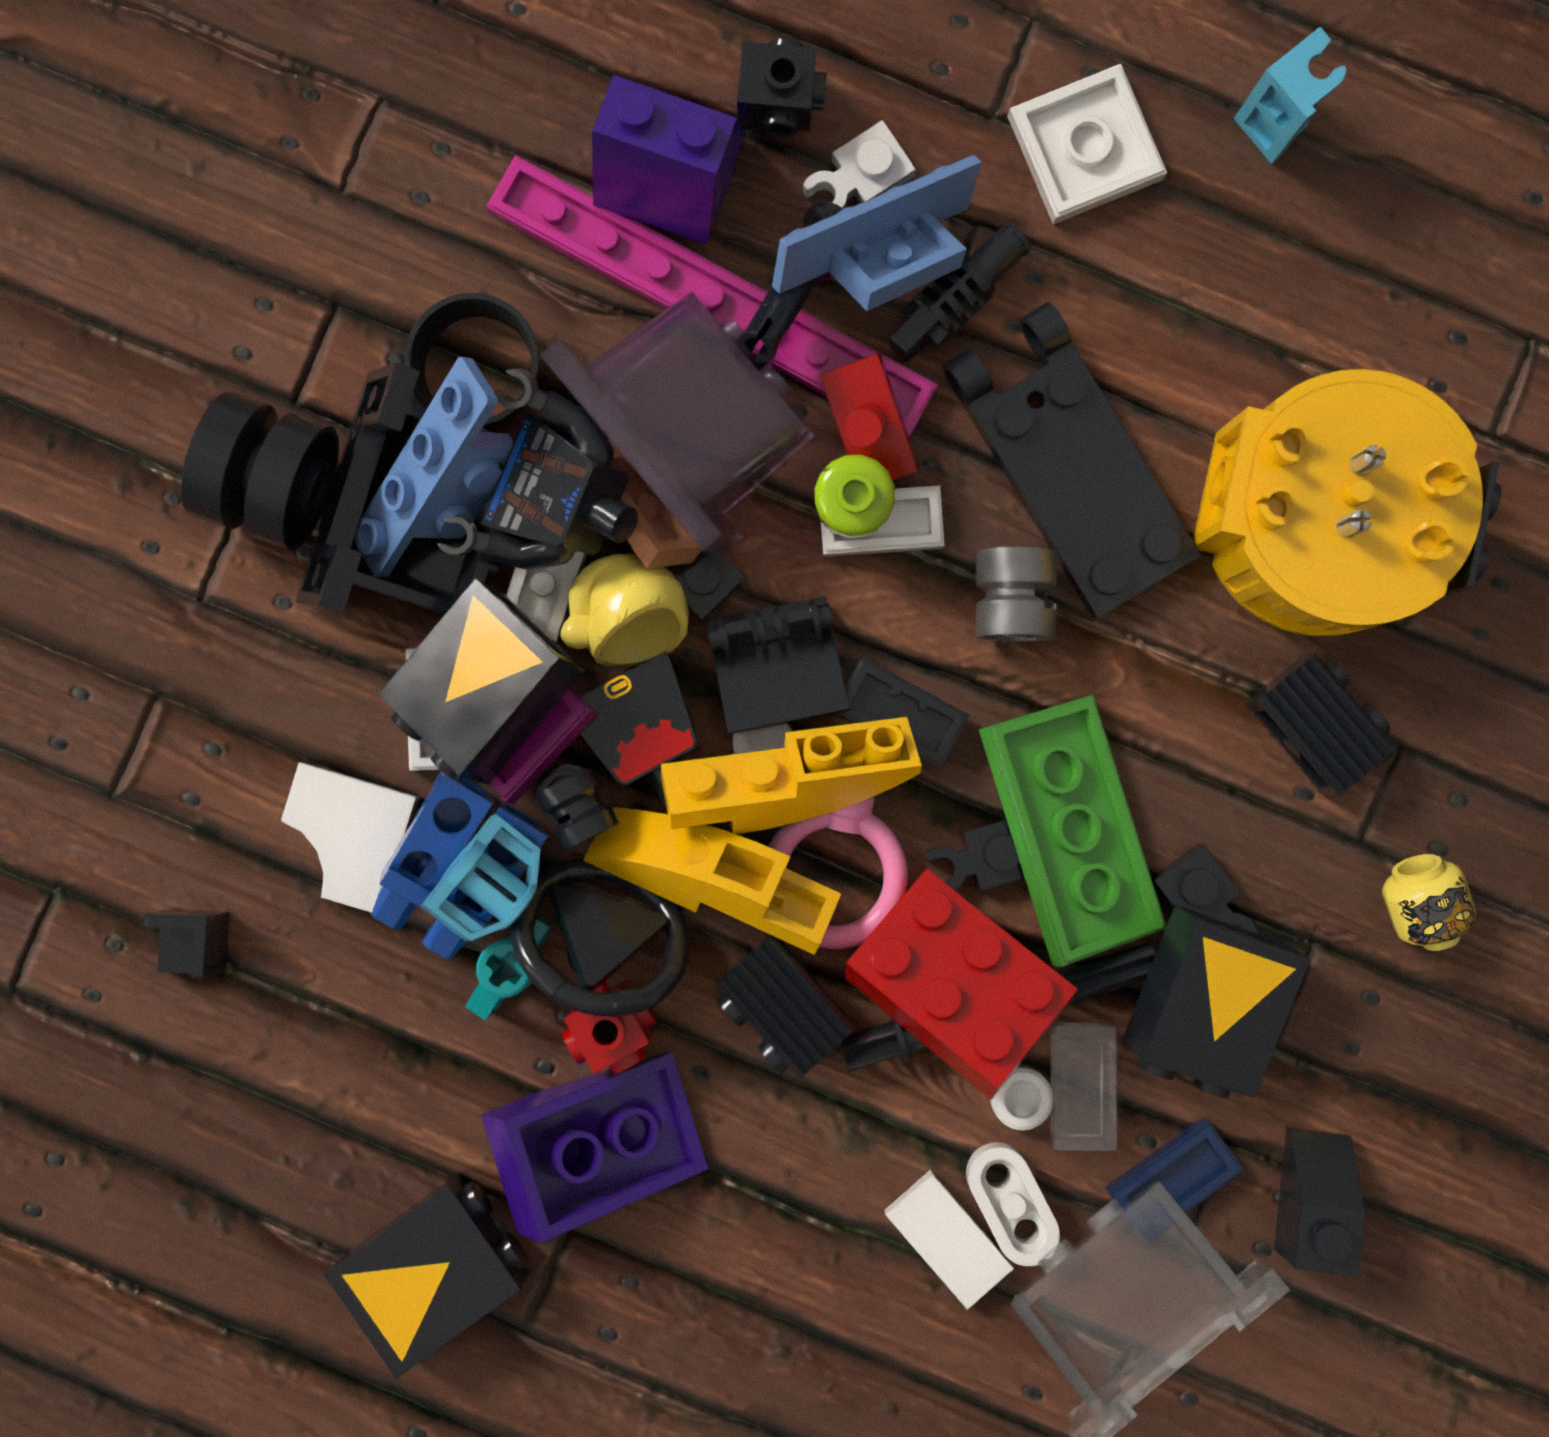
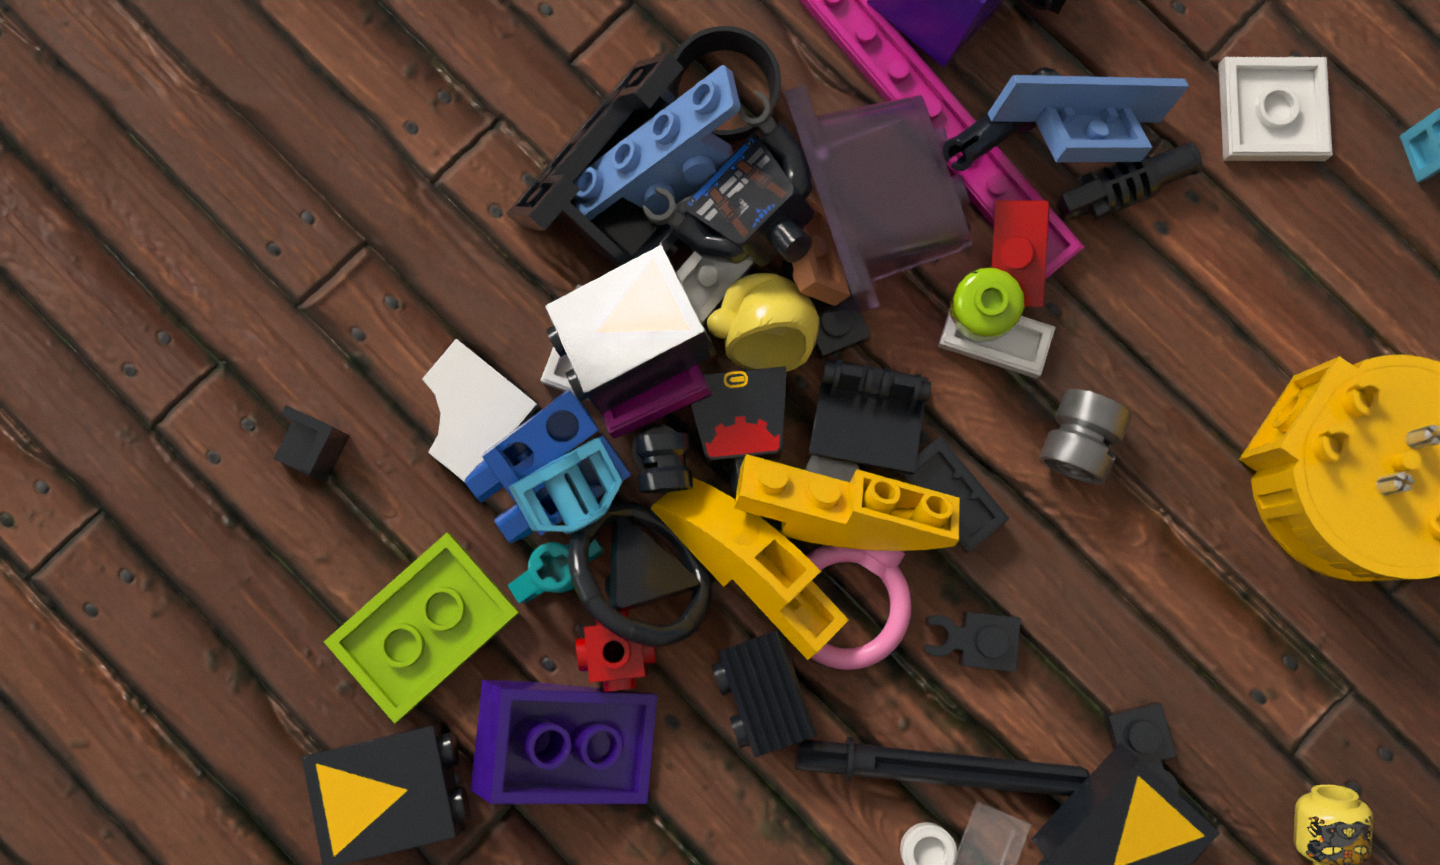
camera: 20 degrees right, 5 degrees down
(259, 470) = (524, 98): black wheel -> none
(394, 1084) = (422, 627): none -> lime plate
(864, 167) = (1089, 54): white plate -> none
(959, 983) = (918, 733): red brick -> none
(1072, 830) = (1057, 647): bright green tile -> none
(1075, 469) = (1170, 357): black hinge -> none
(1322, 724) = (1297, 644): black brick -> none

